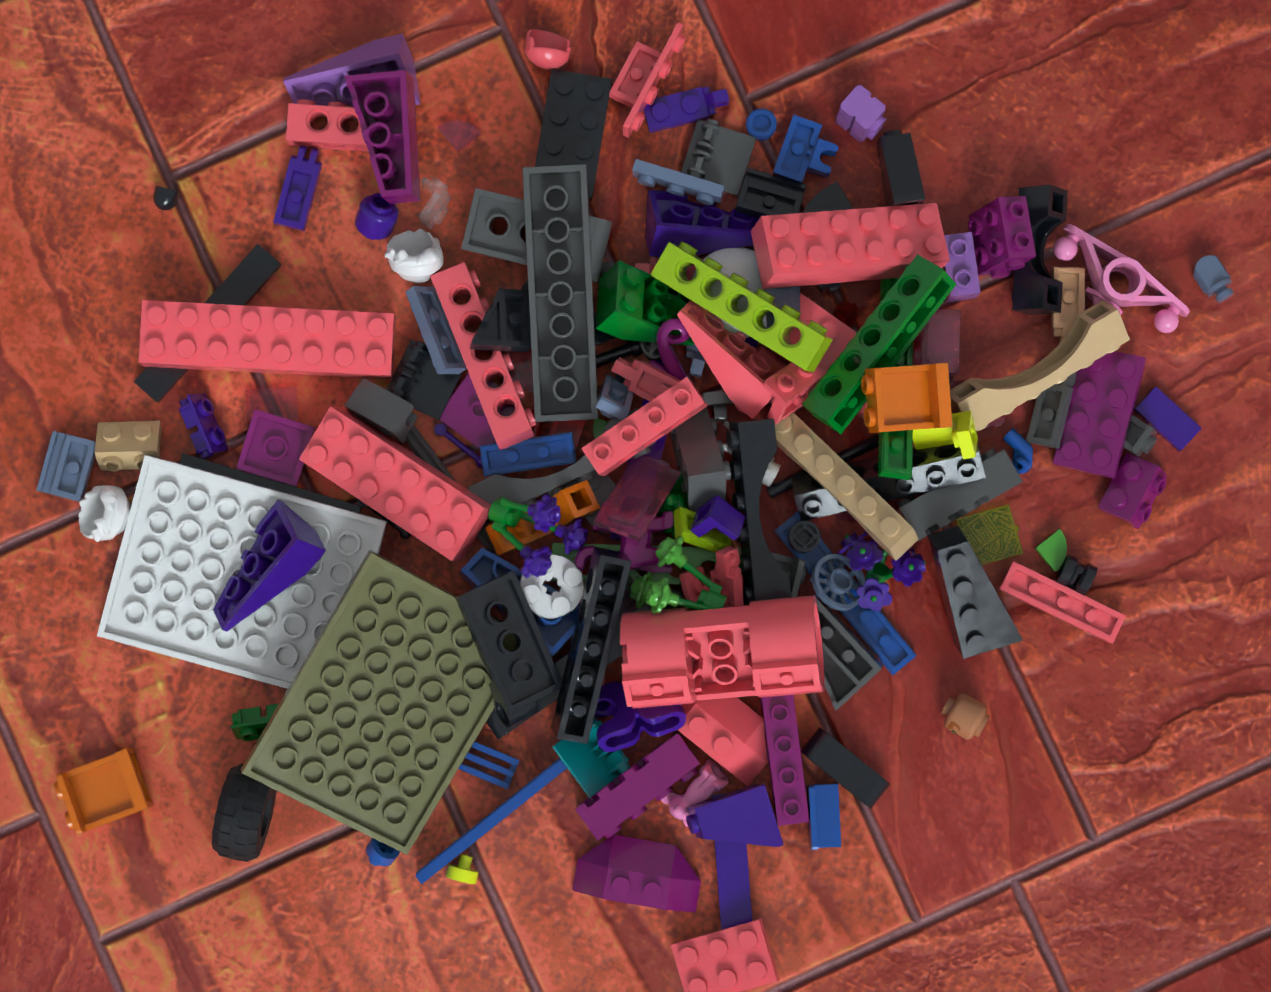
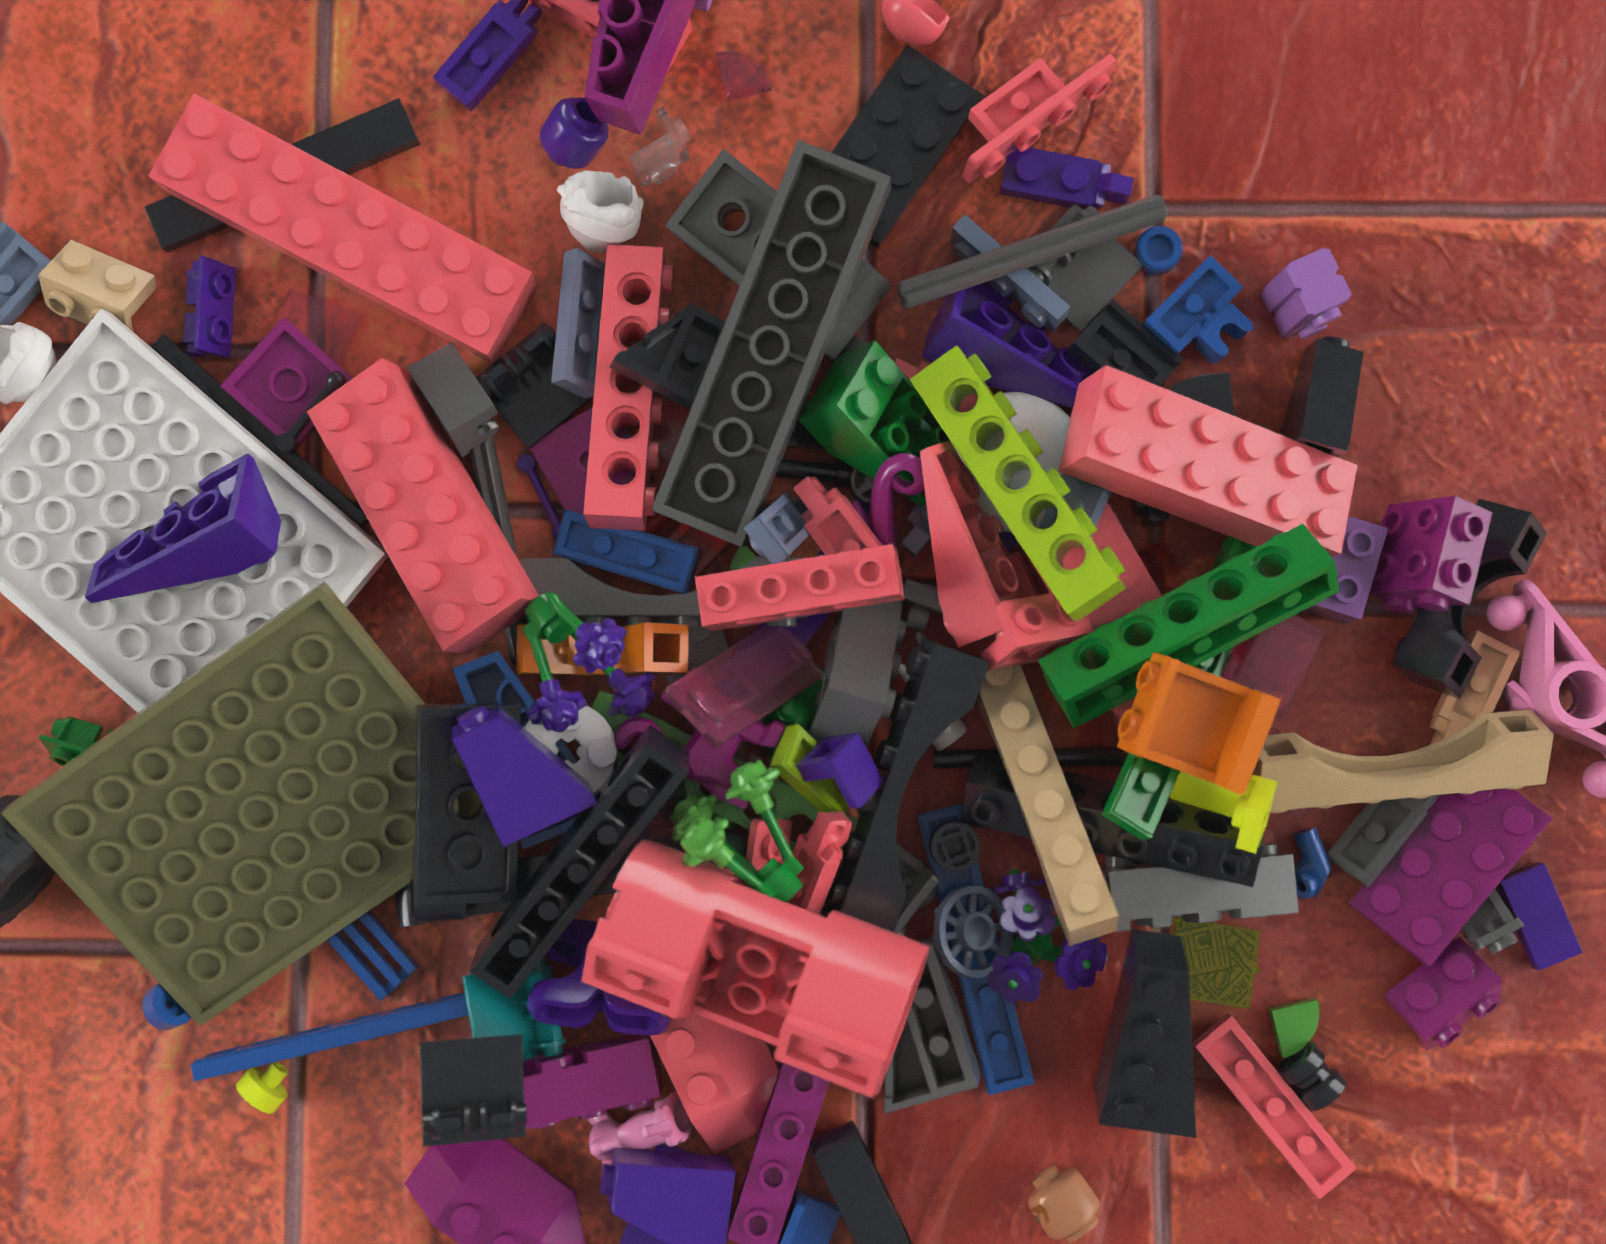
camera: 30 degrees right, 0 degrees up
(292, 483) = (287, 441): none -> black hinge
(532, 610) = (517, 775): none -> dark purple slope
(591, 804) = (472, 1090): none -> black hinge
(686, 164) = (1032, 251): none -> dark grey axle

